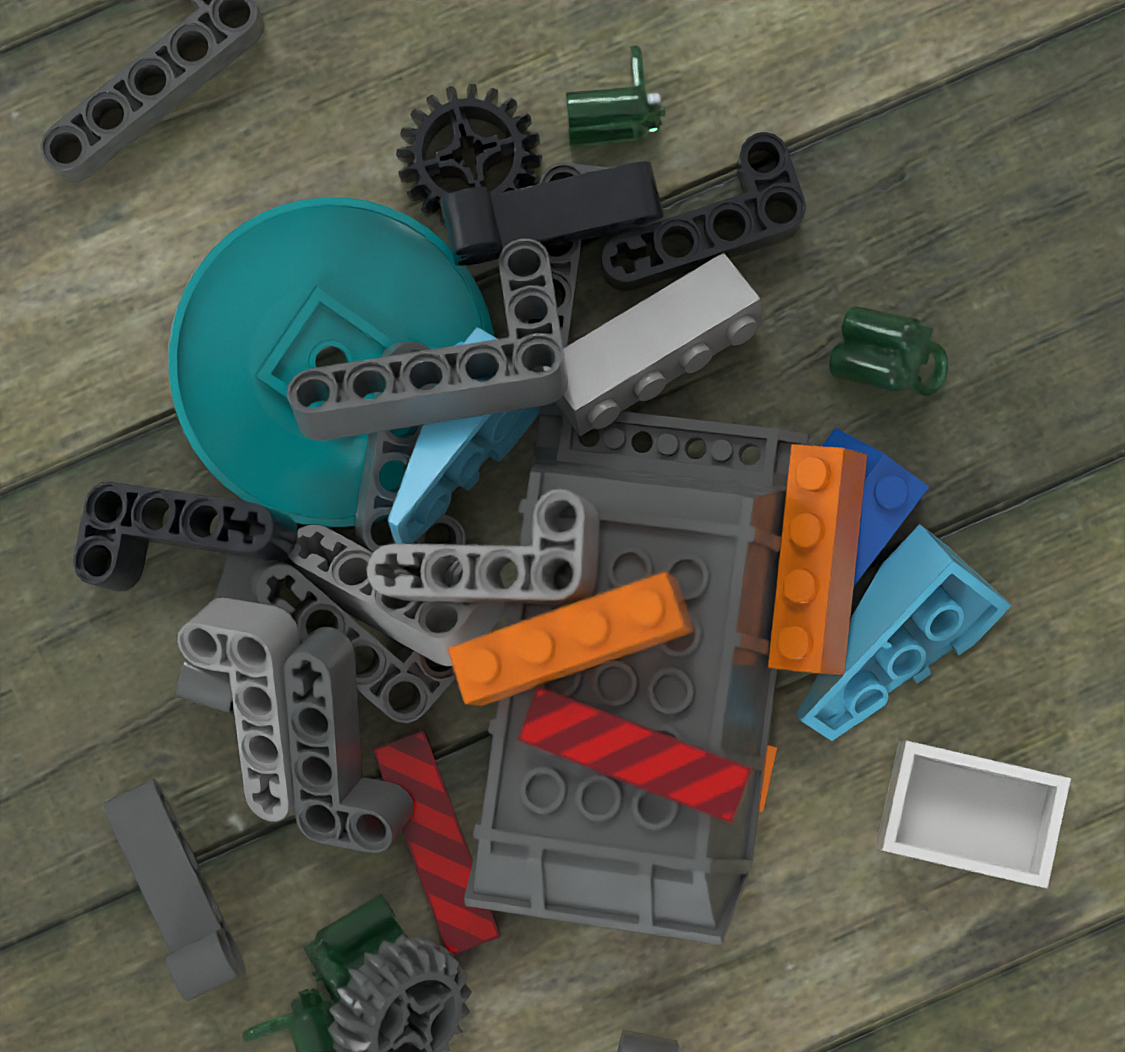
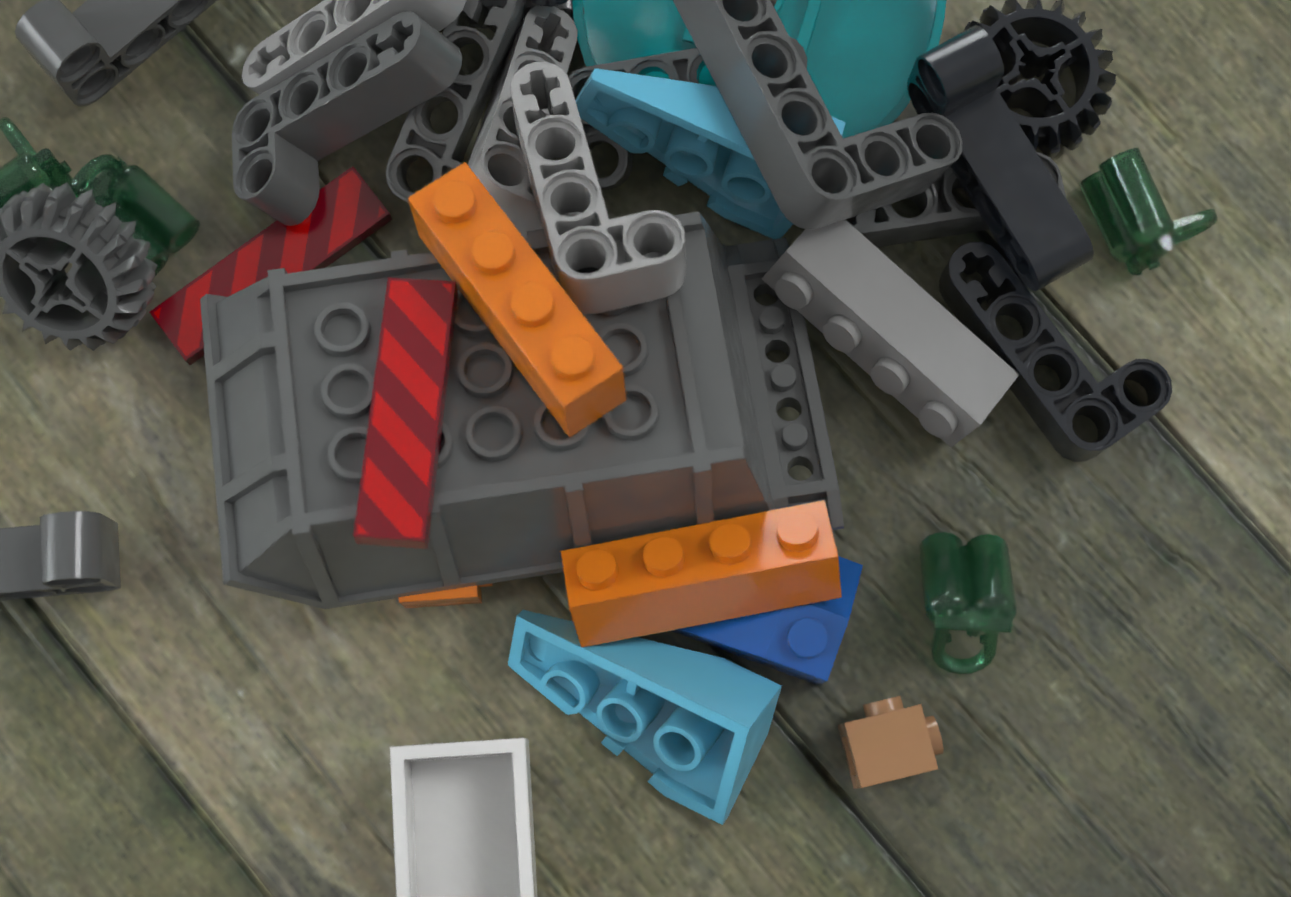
camera: 65 degrees right, 5 degrees down
(987, 452) = (890, 743): none -> medium nougat brick

